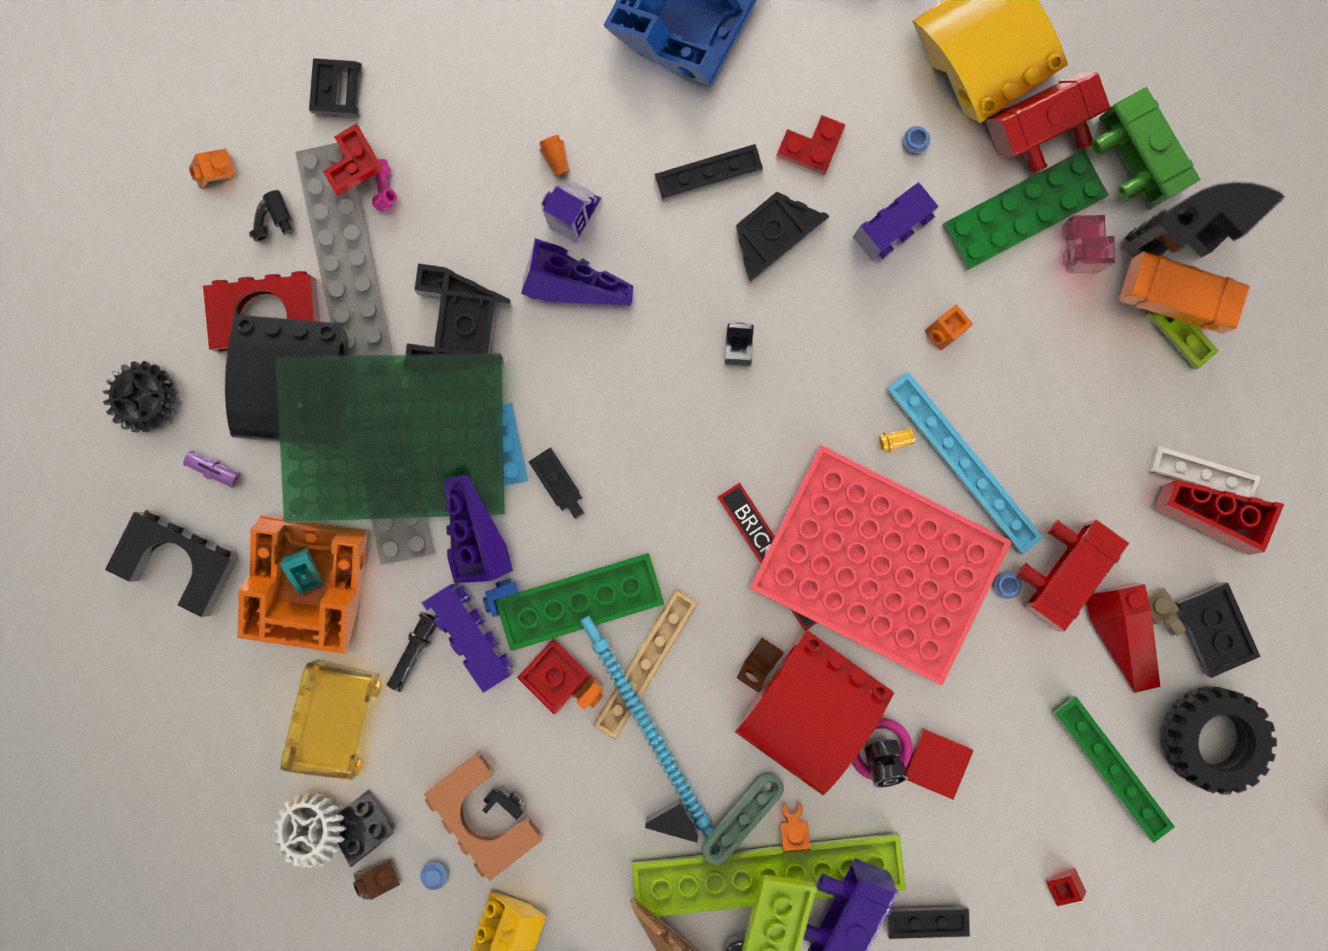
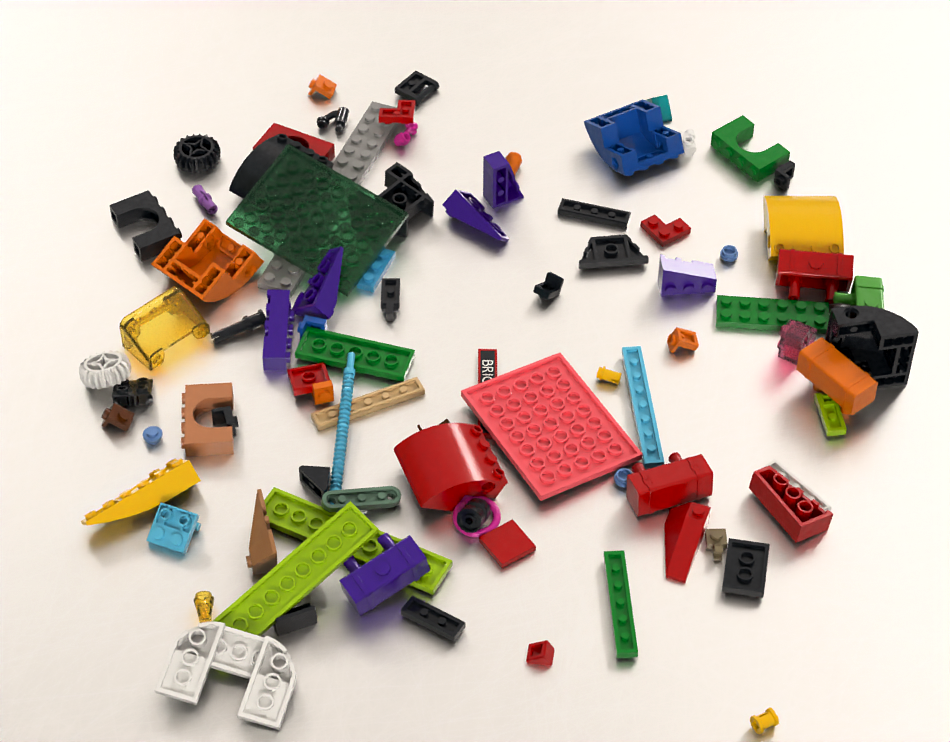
camera: 35 degrees right, 40 degrees down
(302, 570) = (213, 252): teal slope -> none
(794, 833) = (388, 523): orange plate -> none
(1252, 747) = (695, 637): black tyre -> none

